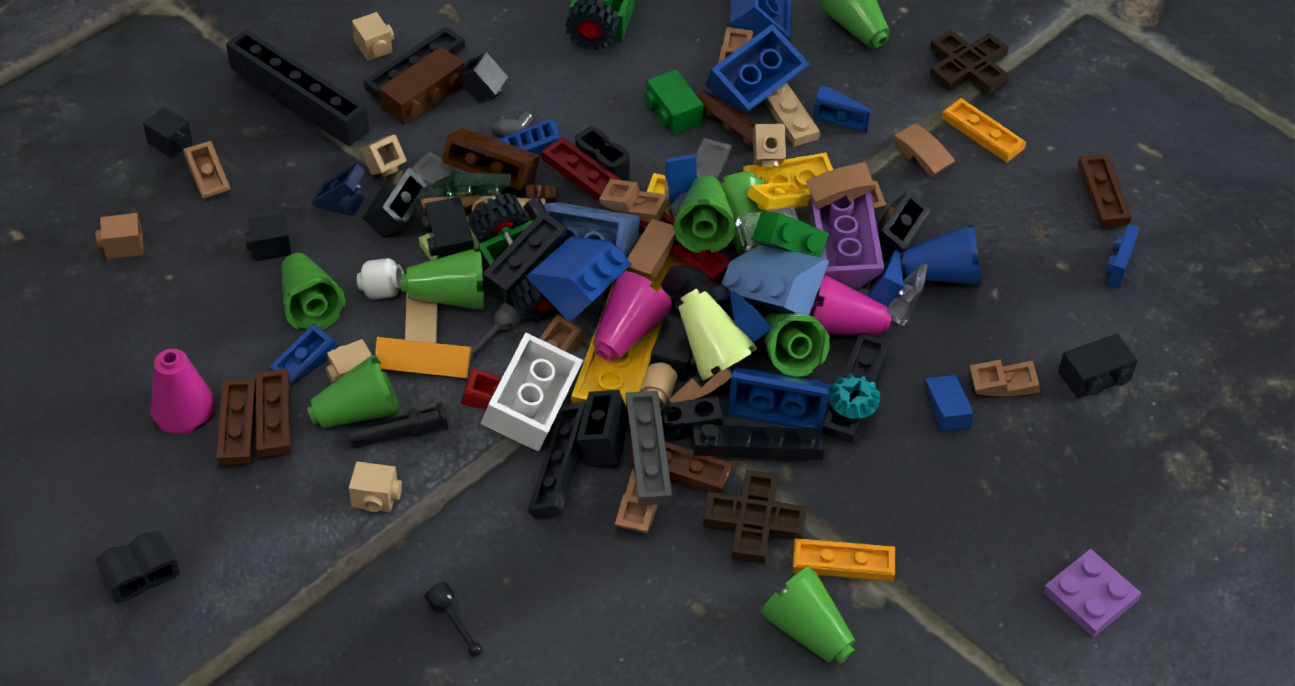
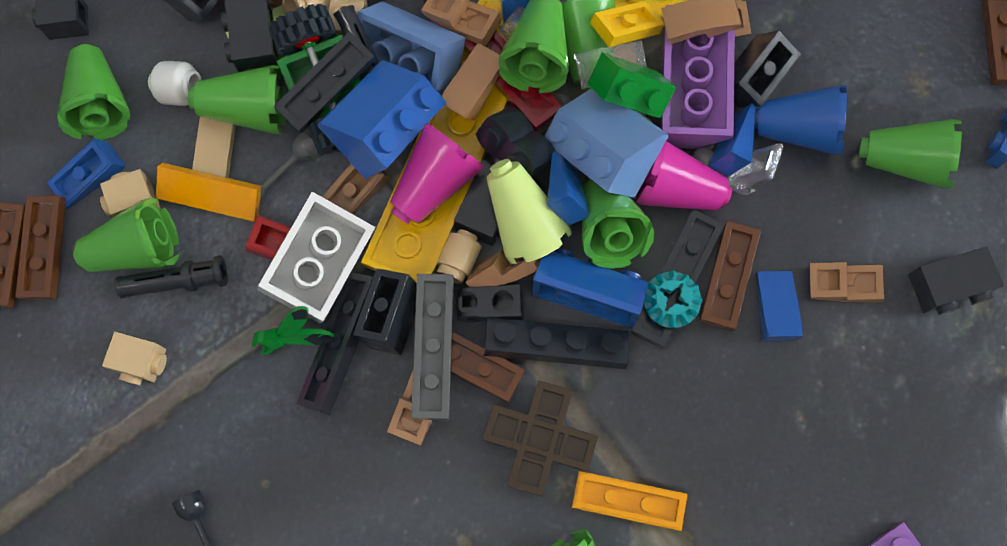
camera: 10 degrees right, 25 degrees up
(516, 450) = (290, 332): none -> green piece
(901, 381) = (730, 276): none -> reddish brown plate
(1043, 274) = (916, 151): none -> bright green cone

